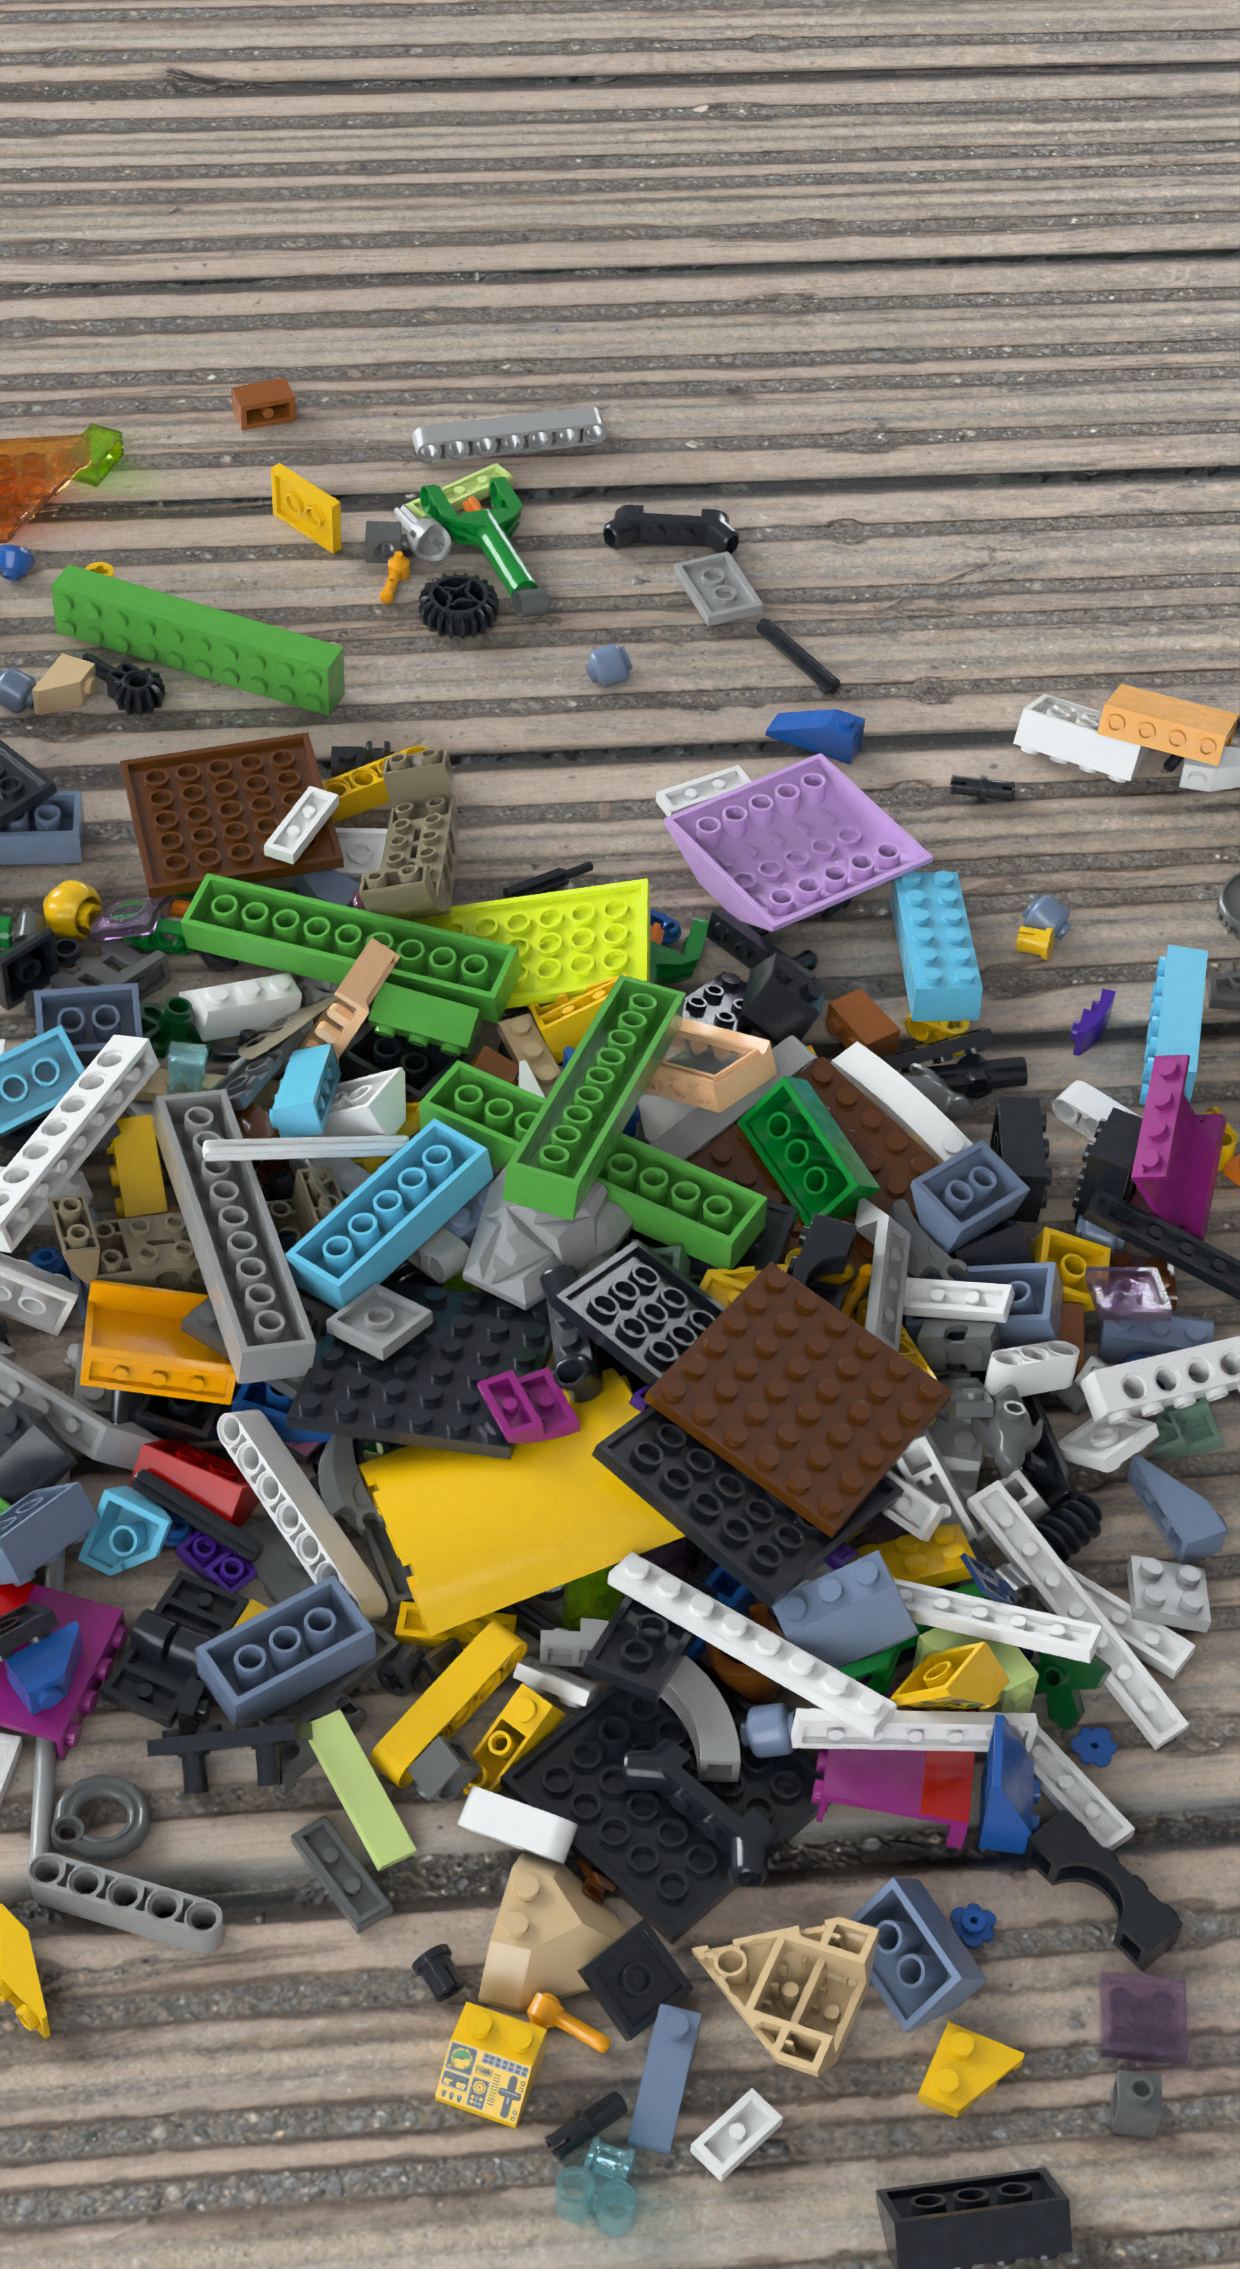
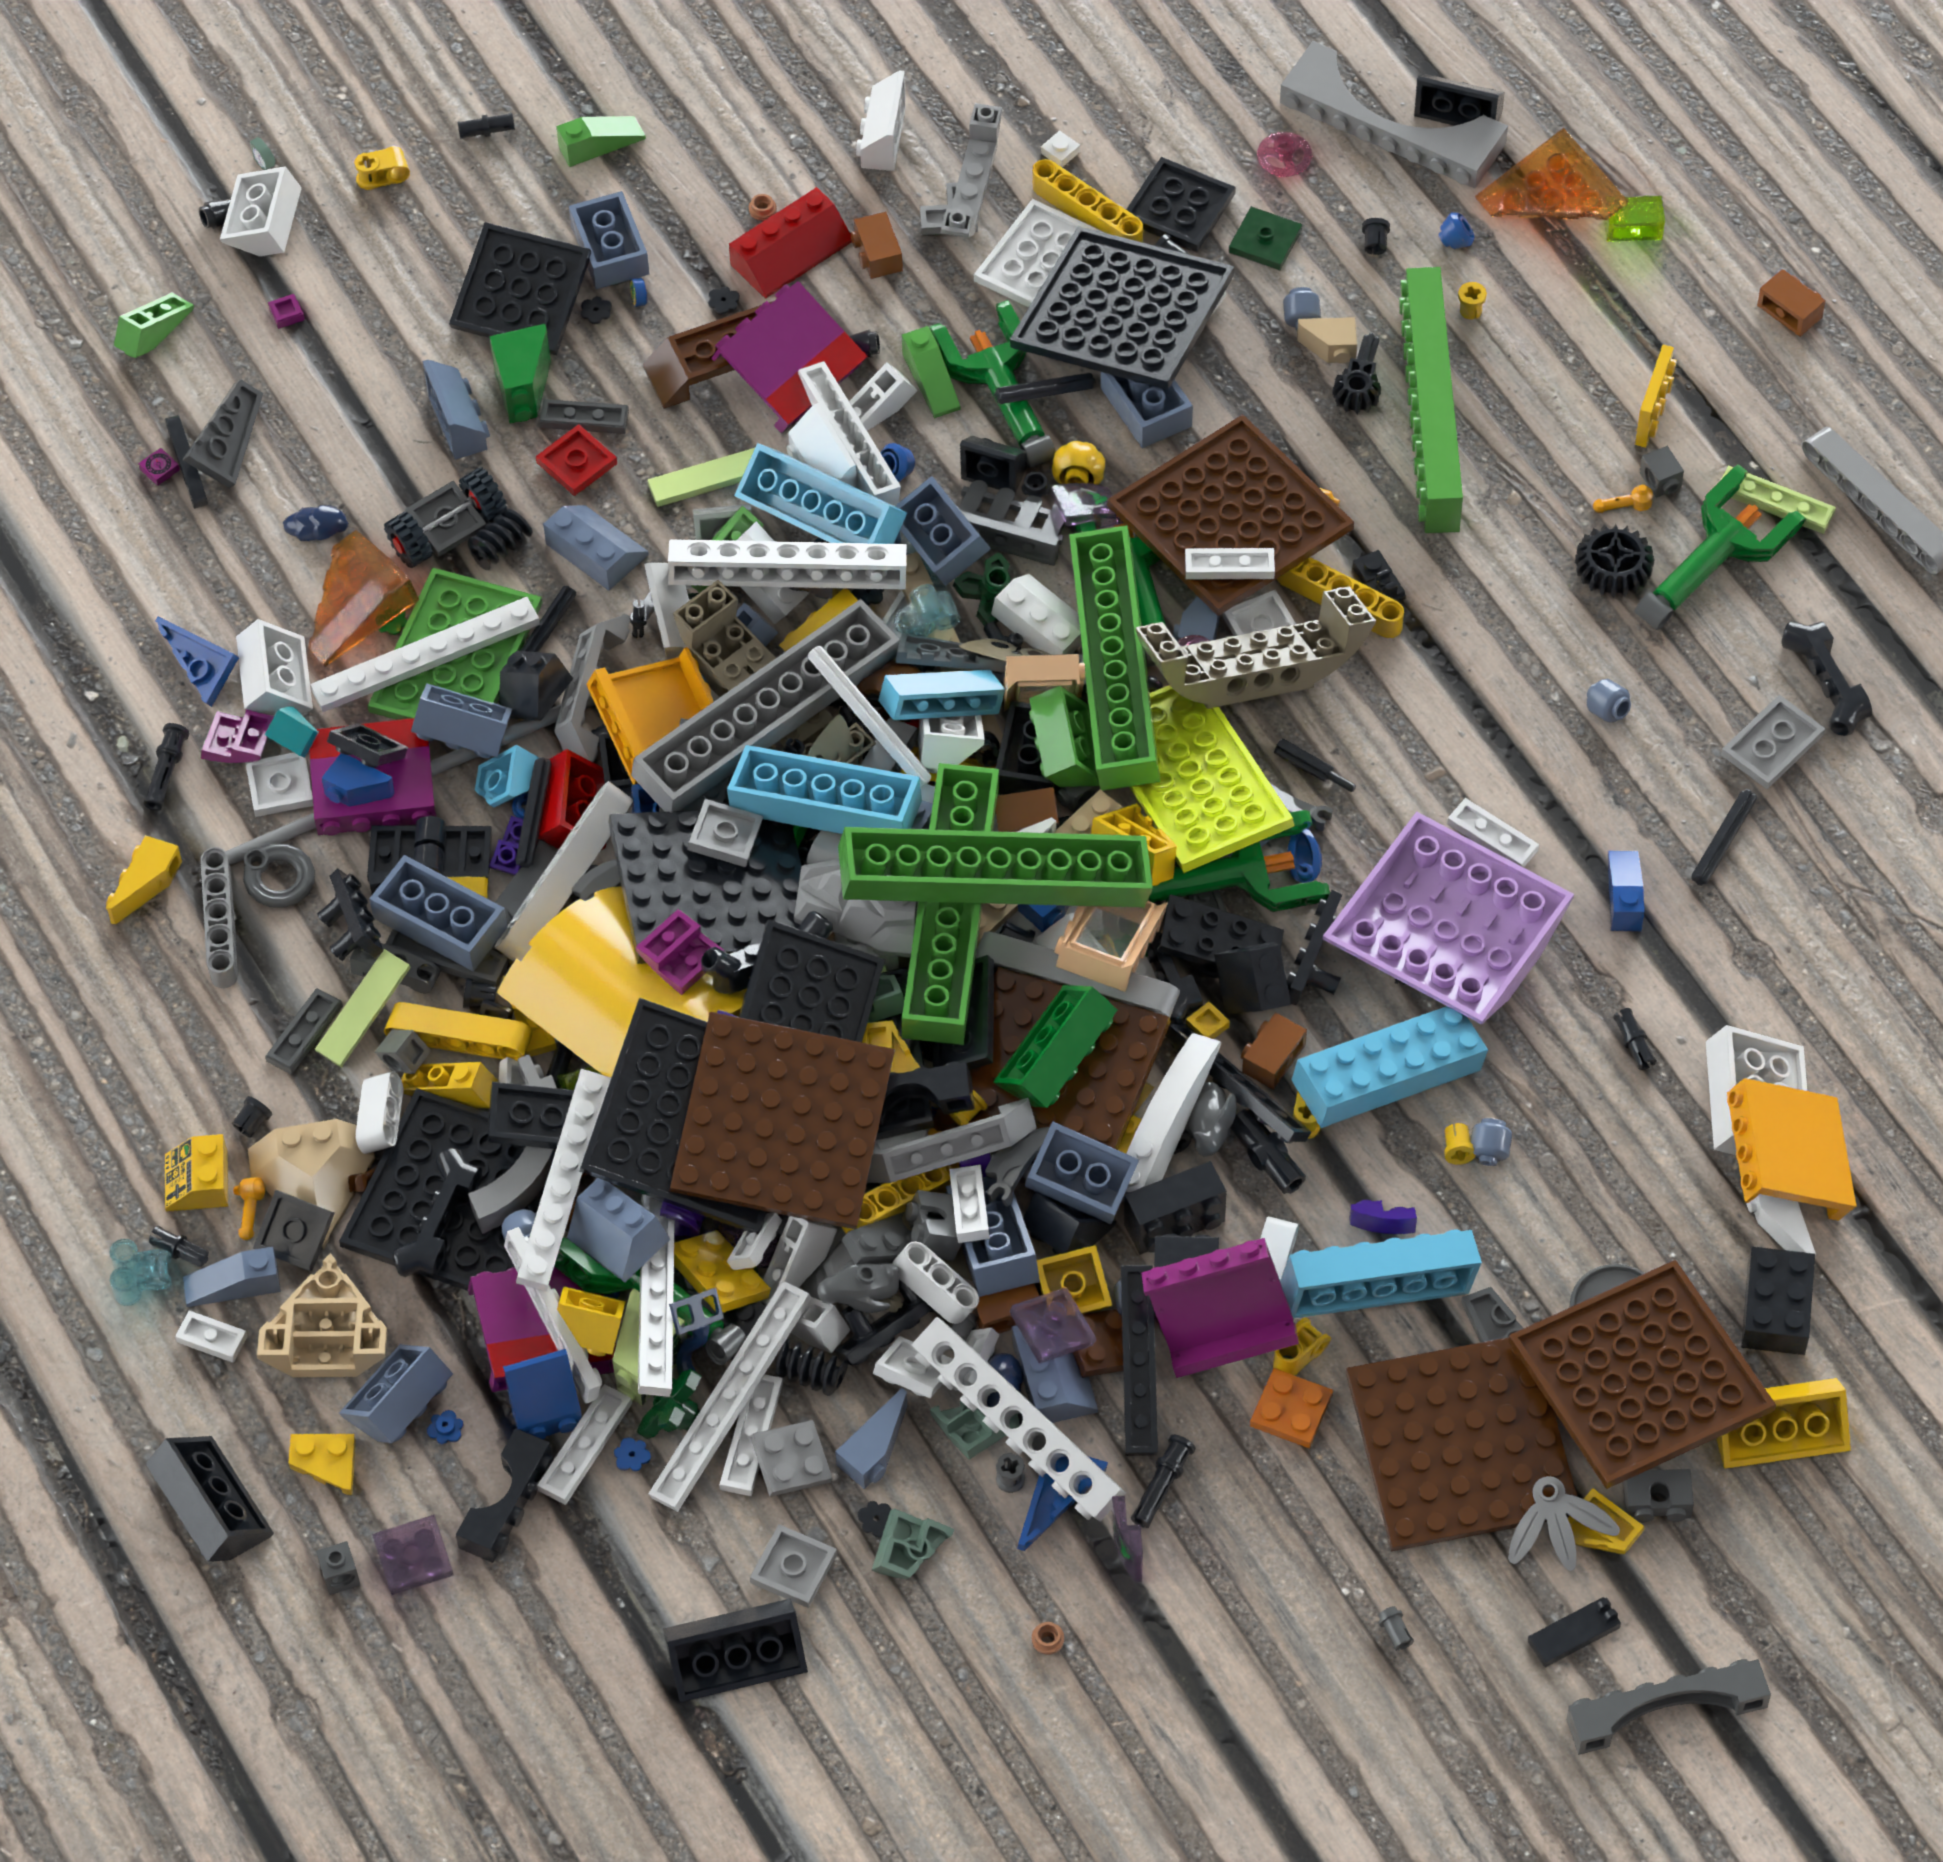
camera: 70 degrees right, 10 degrees up
(425, 536) = (1684, 498): light grey piece -> none

